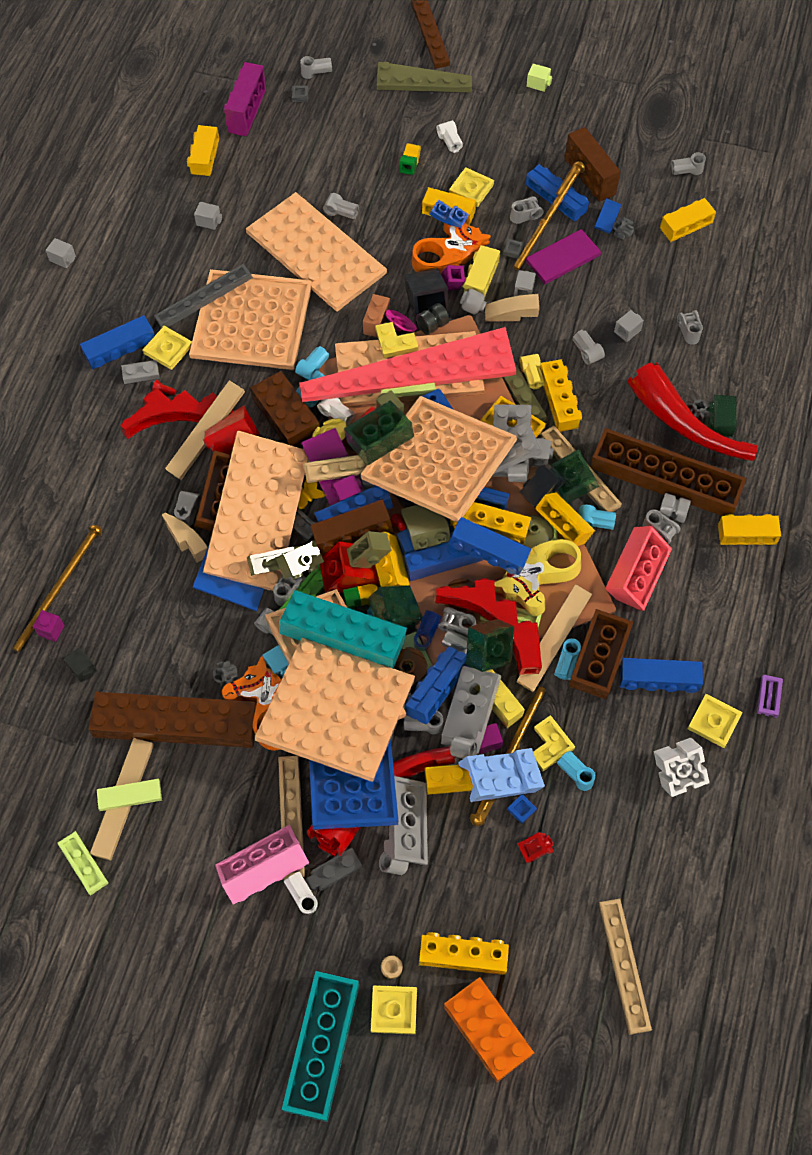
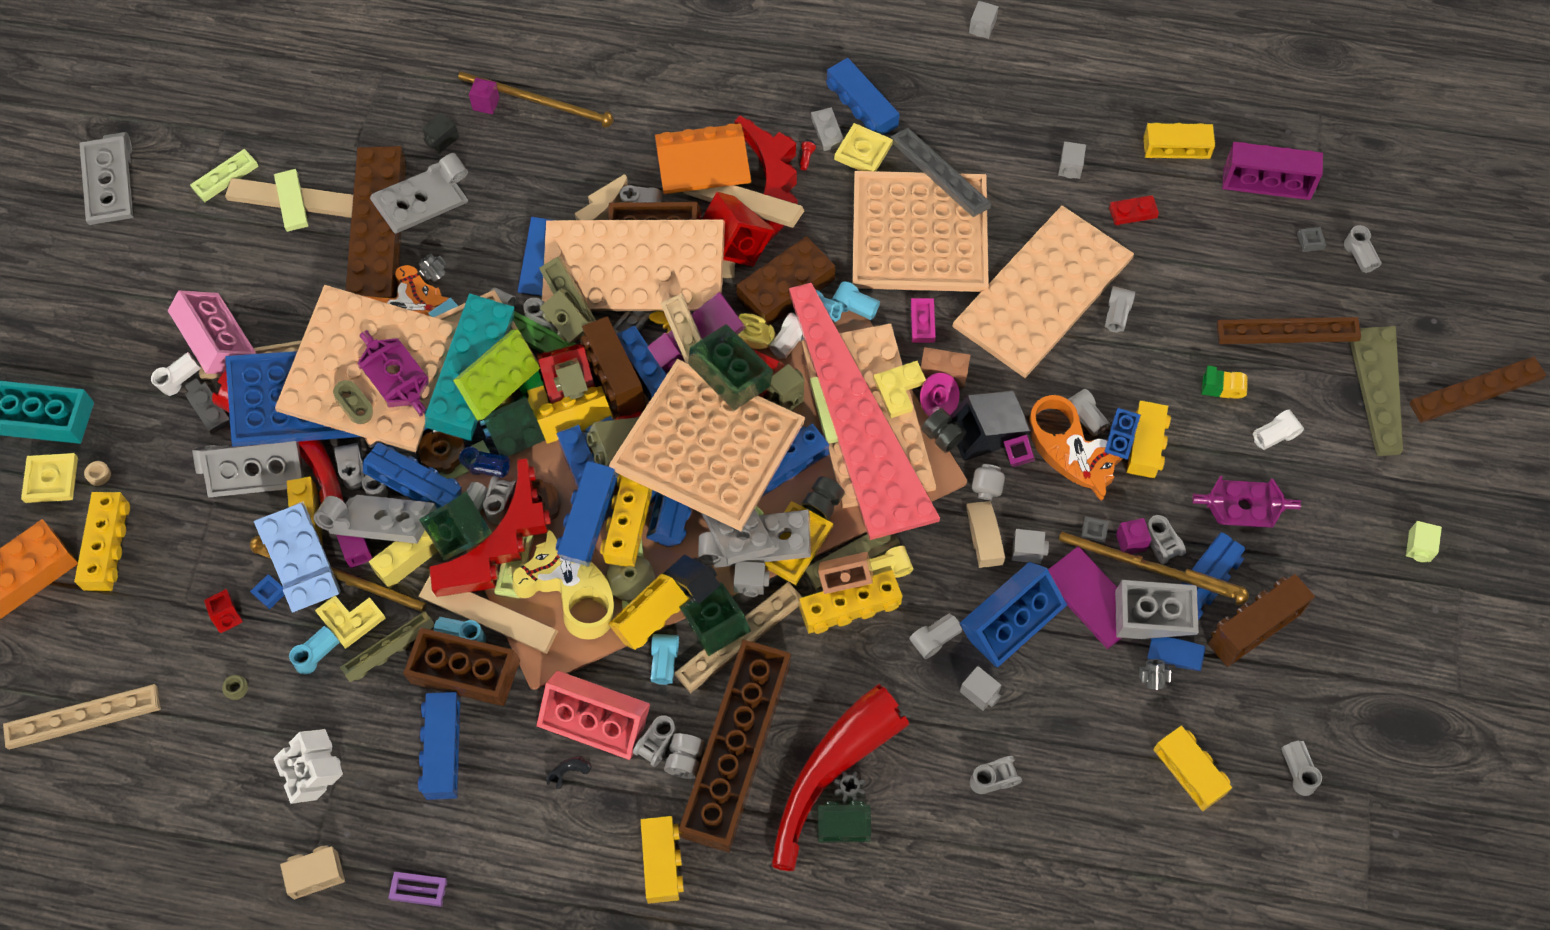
camera: 85 degrees right, 0 degrees up
(45, 972) = (103, 159): none -> light grey hinge
(143, 665) = (435, 185): none -> light grey hinge
(158, 456) = (702, 158): none -> orange slope
(256, 188) = (1133, 210): none -> red plate
(332, 326) = (922, 320): none -> dark pink plate
(338, 693) = (399, 388): none -> magenta plate
(357, 605) = (496, 374): none -> lime plate
(374, 116) = (1288, 330): none -> reddish brown plate
(375, 712) = (353, 403): none -> olive plate
(408, 743) = (350, 465): none -> light grey piece
(414, 235) = (1088, 412): none -> light grey piece
(472, 185) = (1190, 466): light yellow plate -> none
(479, 398) = (825, 496): none -> pearl dark grey wheel
(482, 270) = (1040, 489): light yellow brick -> none
(503, 152) = (1264, 499): none -> magenta plate
(523, 224) = (1133, 536): none -> magenta brick
(545, 387) = (845, 572): none -> nougat brick
(573, 300) = (1014, 613): none -> blue slope
(577, 713) = (380, 652): none -> olive plate
(583, 216) = (1155, 610): none -> light grey slope
(607, 830) = (230, 682): none -> olive plate
(676, 583) = (572, 764): none -> black piece
(715, 720) = (380, 815): light yellow plate -> none
(760, 769) = (312, 872): none -> tan brick

